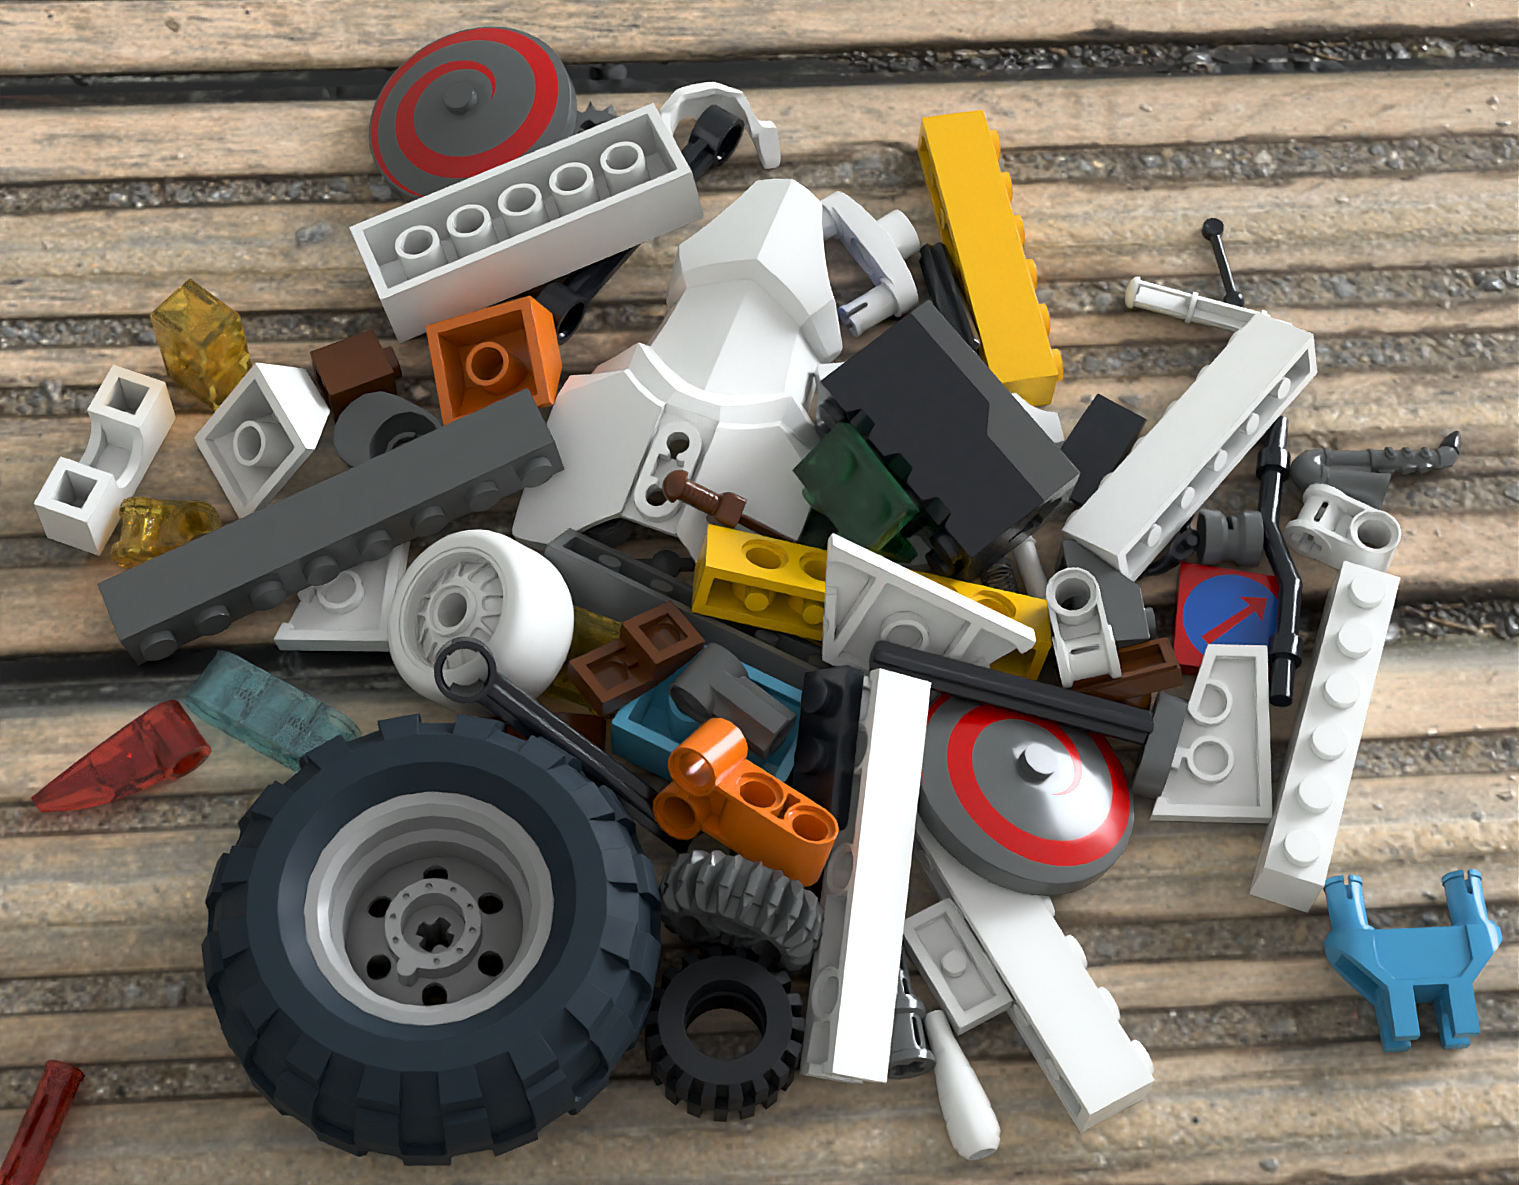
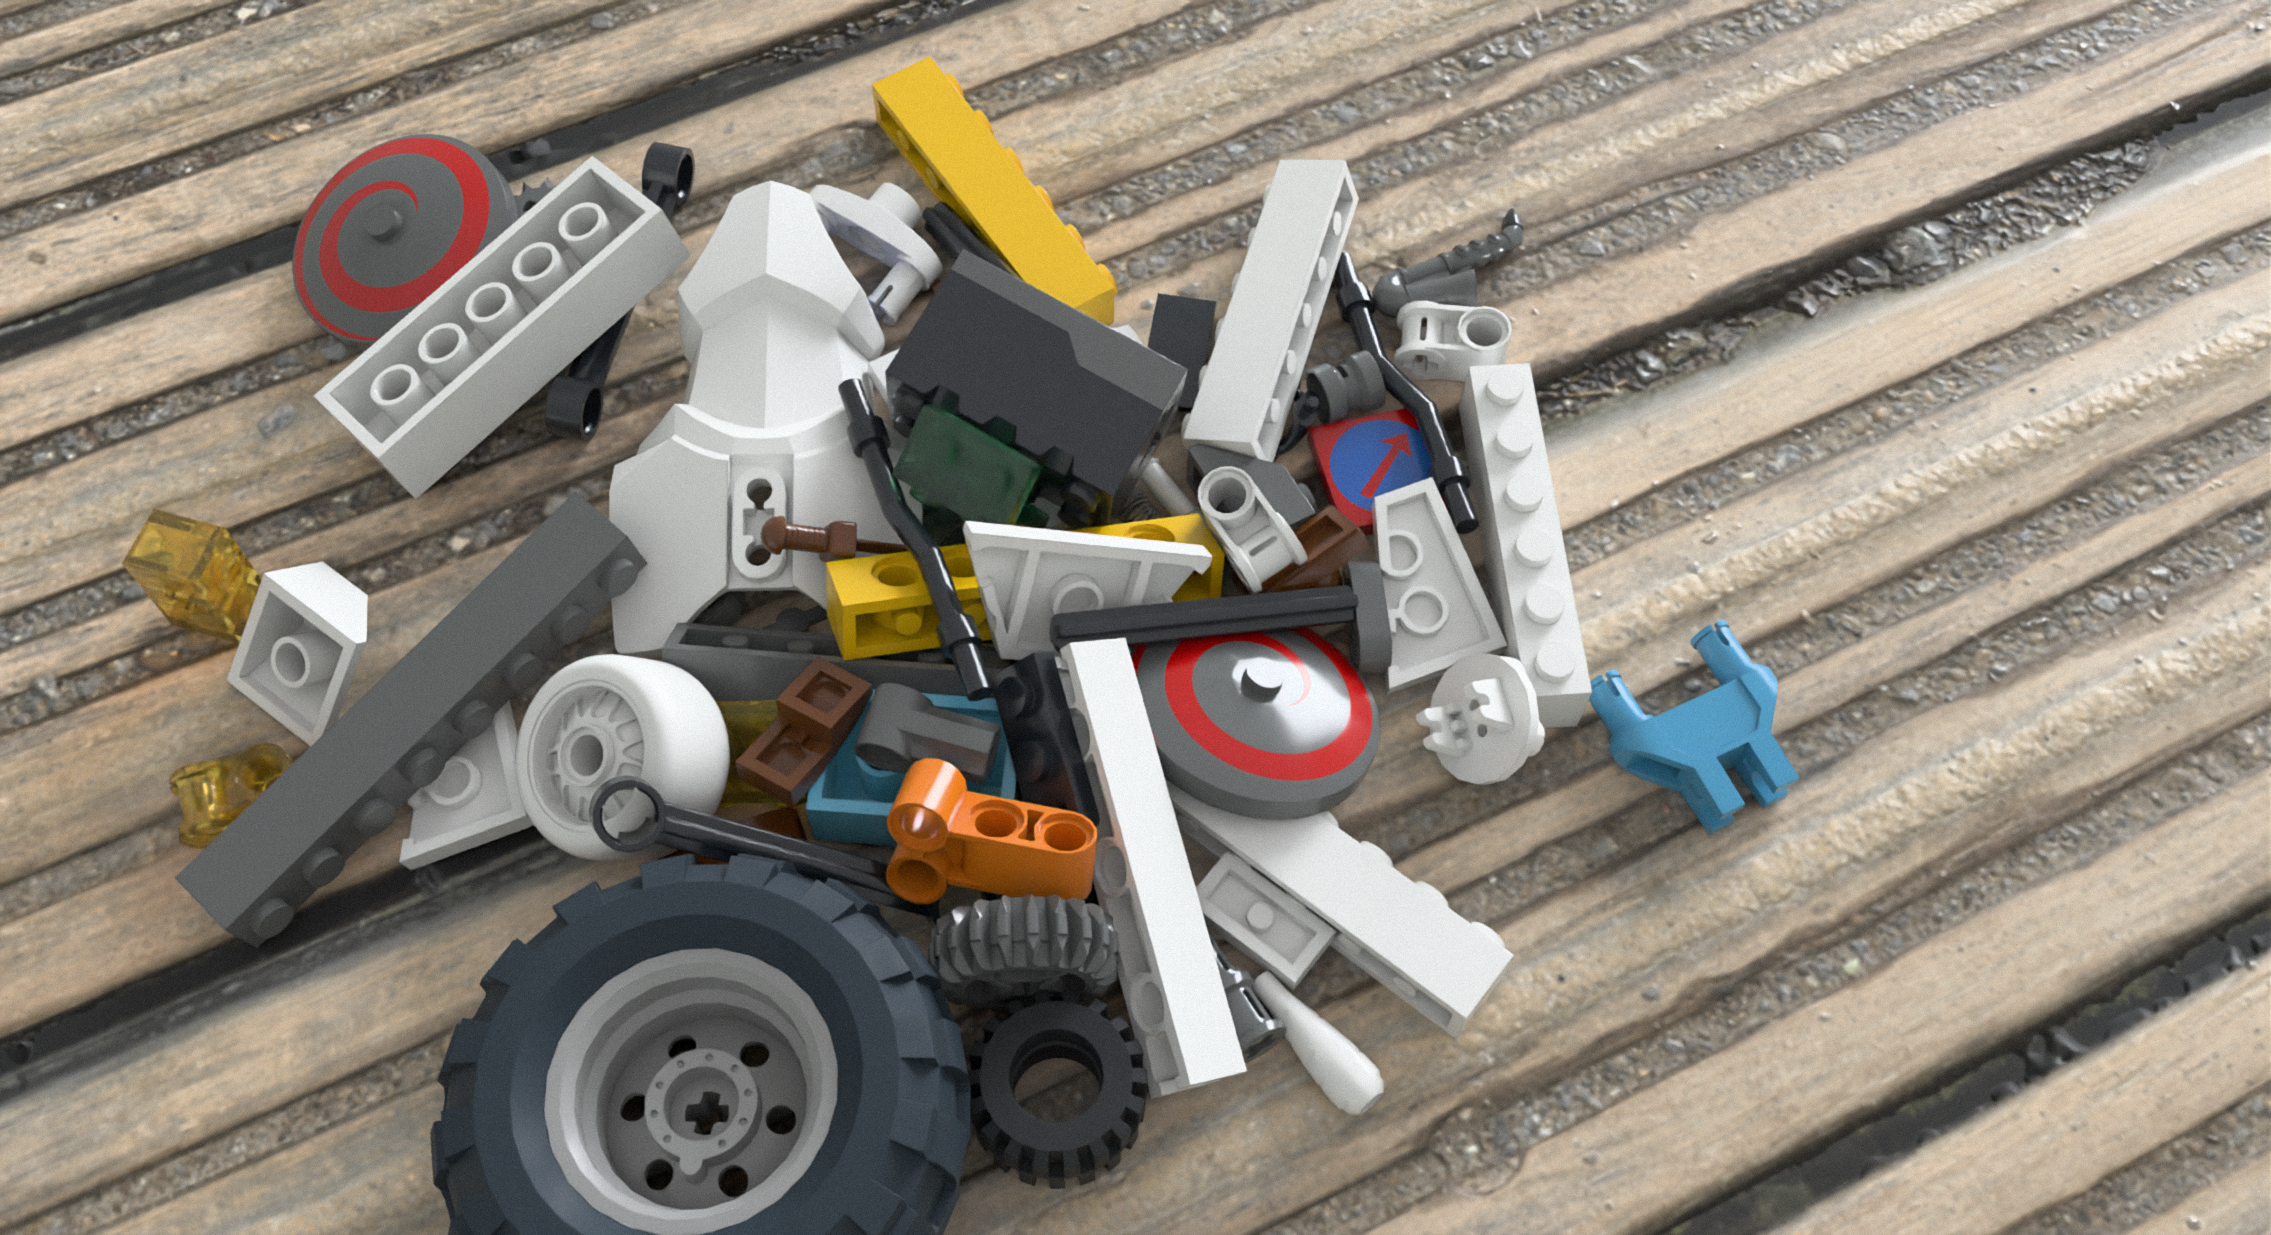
camera: 20 degrees left, 0 degrees up
(127, 429) = (147, 700): white arch -> none
(144, 752) = (293, 1049): clear red piece -> none
(264, 710) = (420, 942): clear light blue beam -> none
(353, 369) = (382, 549): reddish brown brick -> none
(377, 425) = (426, 591): dark grey cap -> none
(493, 356) = (524, 474): orange slope -> none
(696, 98) = (632, 145): white helmet -> none
(791, 622) = (956, 630): none -> black bar
(1187, 306) = (1206, 180): white piece -> none
(1212, 231) = (1199, 102): black hinge -> none
(1219, 872) = (1505, 709): none -> white plate

